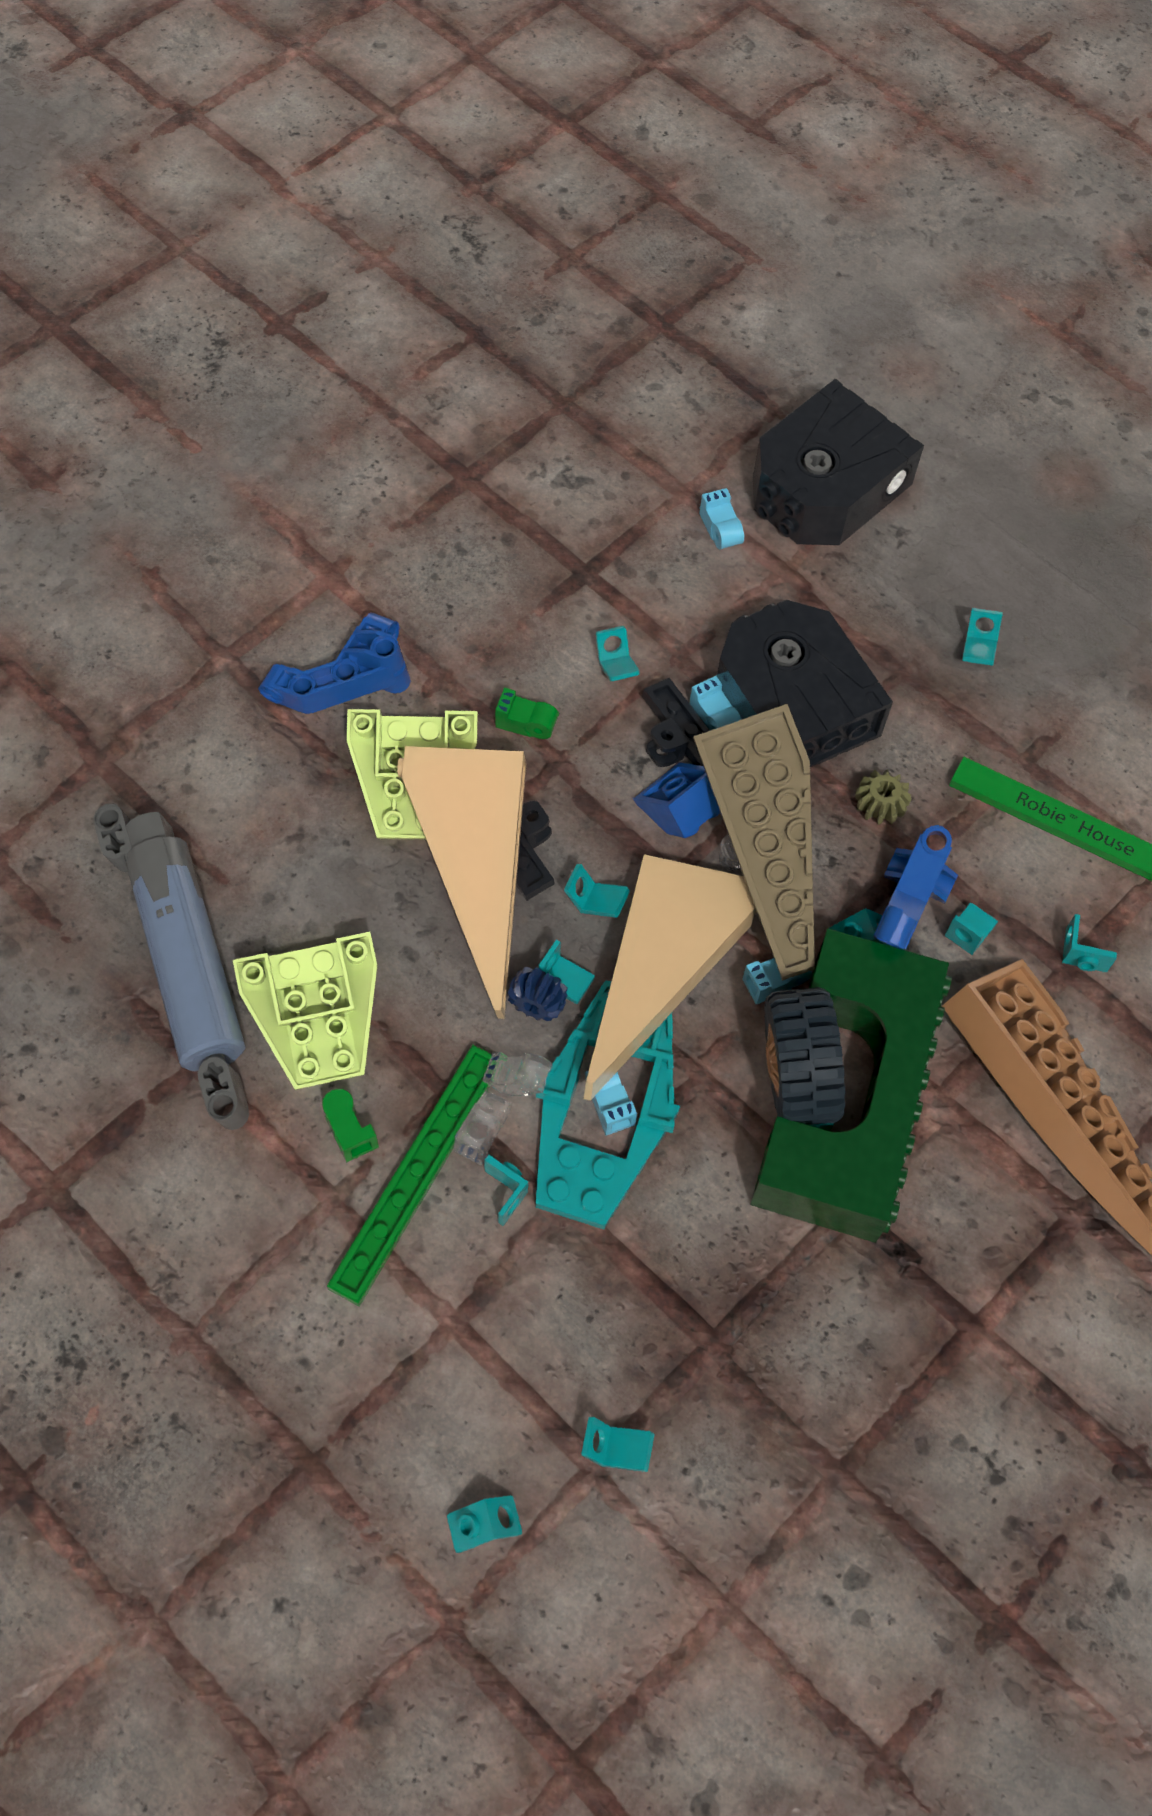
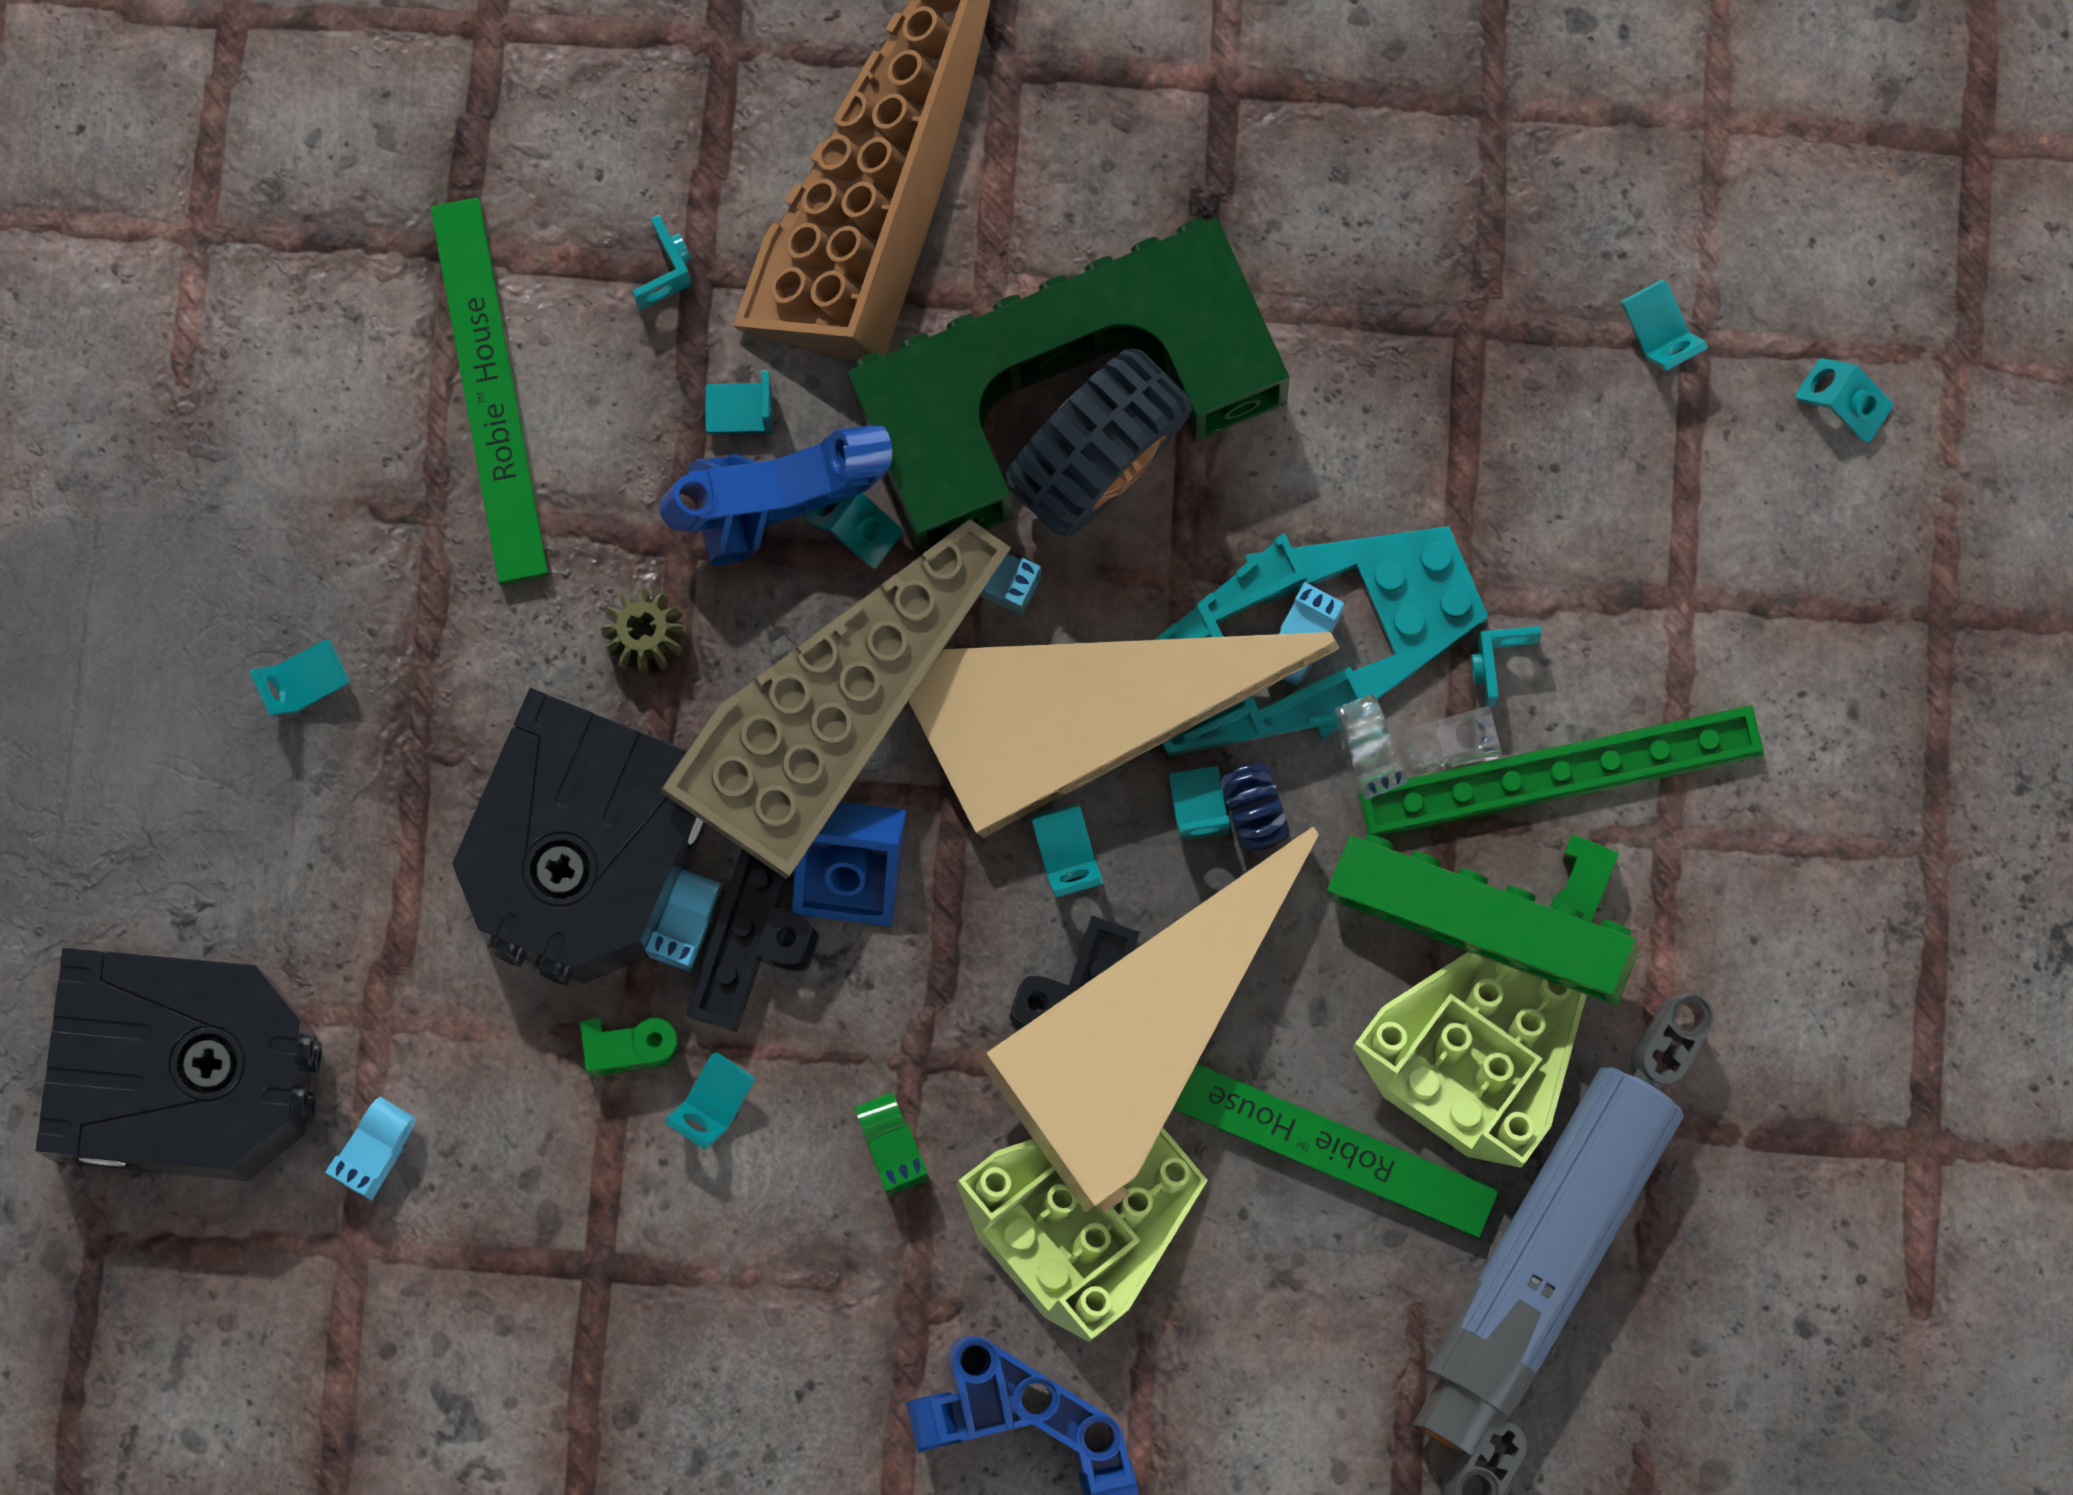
camera: 120 degrees left, 15 degrees up
(333, 903) = (1336, 1151): none -> green tile
(371, 1051) = (1484, 919): none -> green brick
(676, 644) = (627, 1050): none -> green leg

